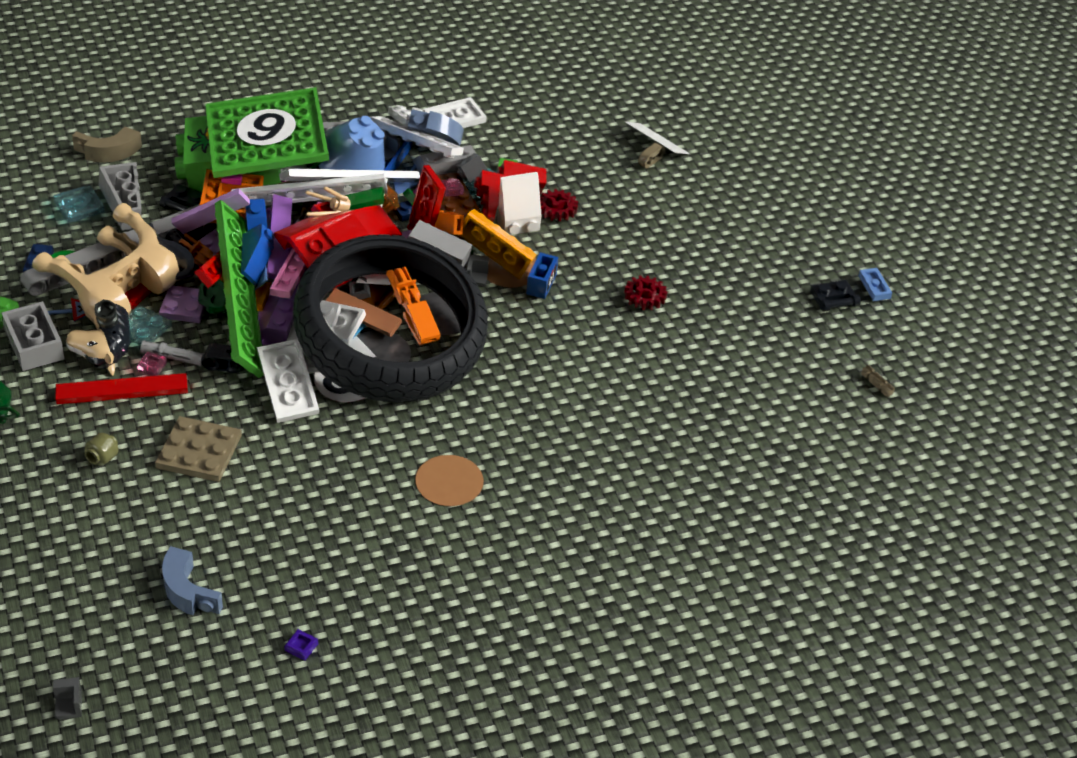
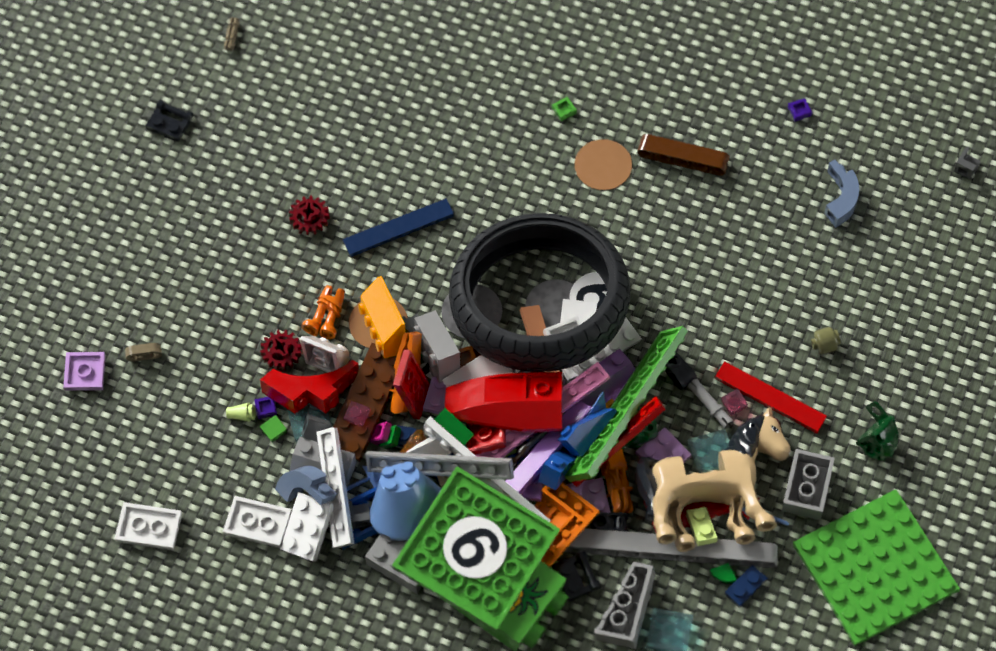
camera: 130 degrees left, 20 degrees up
(99, 257) = (701, 526): none -> yellowish green plate
(106, 314) = (752, 431): pearl dark grey wheel -> none
(198, 449) = (754, 303): dark tan plate -> none
(206, 212) = (592, 491): lavender tile -> none
(288, 380) = (651, 308): white plate -> none
(338, 204) = (482, 431): tan plant -> none
(379, 524) = (683, 154): none -> reddish brown beam
(417, 314) = (534, 256): orange arm -> none
(524, 79) = (148, 526): none -> white plate
(533, 500) = (564, 108): none -> bright green tile
(540, 159) = (242, 412): none -> yellowish green cone
(542, 275) = (365, 277): blue brick -> none
(554, 245) = (325, 303): none -> orange piece
(567, 330) = (398, 227): none -> dark blue tile
(657, 137) = (117, 368): white sticker -> none
(676, 127) = (84, 371): none -> lavender plate
(875, 284) = (129, 106): medium blue plate -> none

